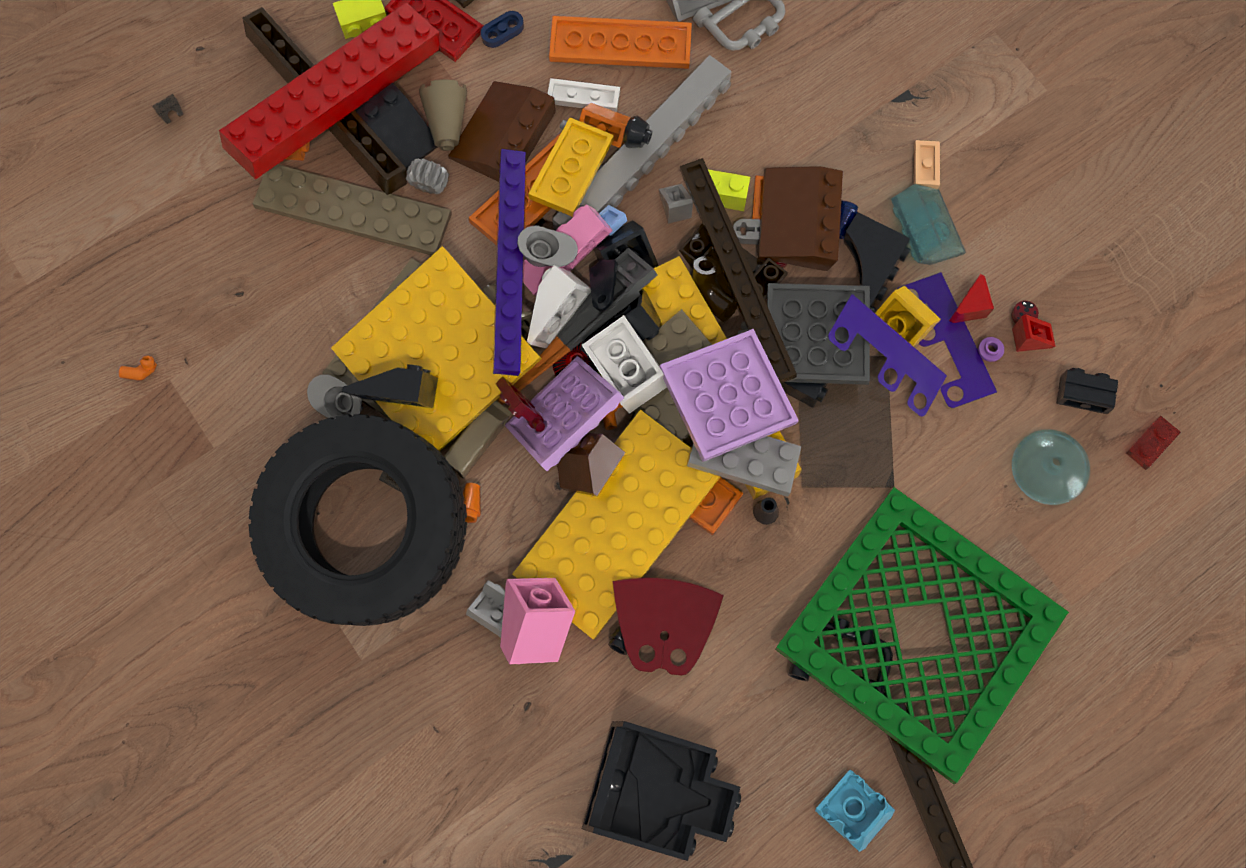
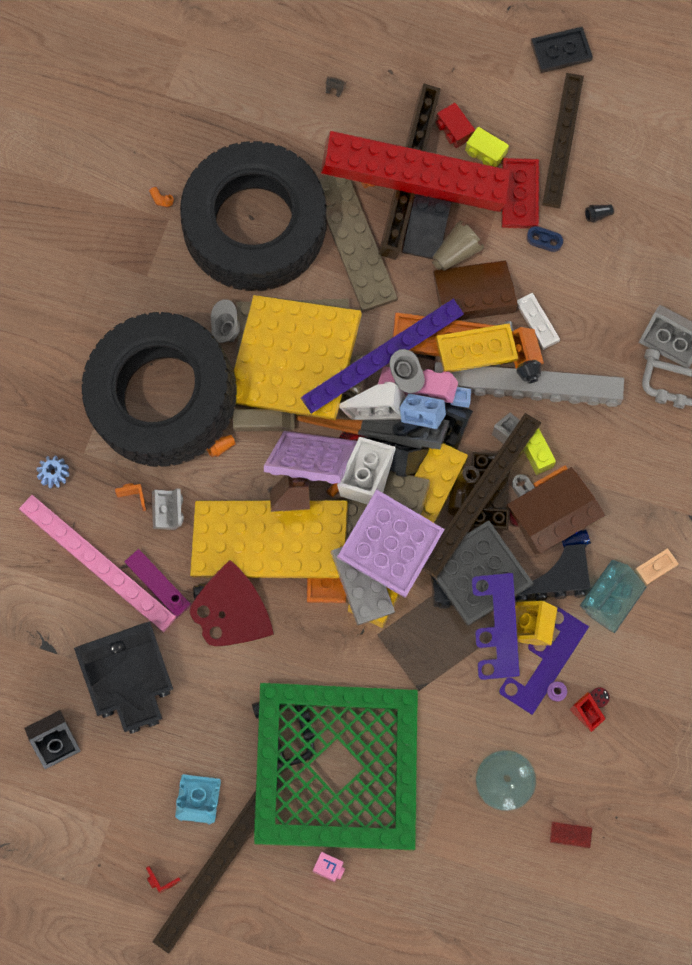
camera: 50 degrees right, 0 degrees up
(203, 233) = (243, 168): none -> black tyre
(312, 26) = (454, 125): none -> red brick
(354, 701) = (45, 471): none -> light blue gear
(400, 386) = (257, 357): black slope -> none
(427, 176) = (406, 268): light grey gear -> none
(445, 635) = (131, 489): none -> orange bracket
(499, 734) = (97, 563): none -> bright pink plate
(520, 405) = (296, 428): dark red plate -> none
(534, 620) = (174, 531): bright pink slope -> none
(574, 682) = (157, 583): none -> magenta piece
(601, 263) = (422, 411): none -> light blue brick
(620, 42) = (593, 317): orange plate -> none
(766, 516) = (344, 627): black cone -> none
(975, 304) = (579, 659): red slope -> none
(1030, 718) = (329, 867): none -> bright pink brick
(1087, 391) = (572, 769): black brick -> none

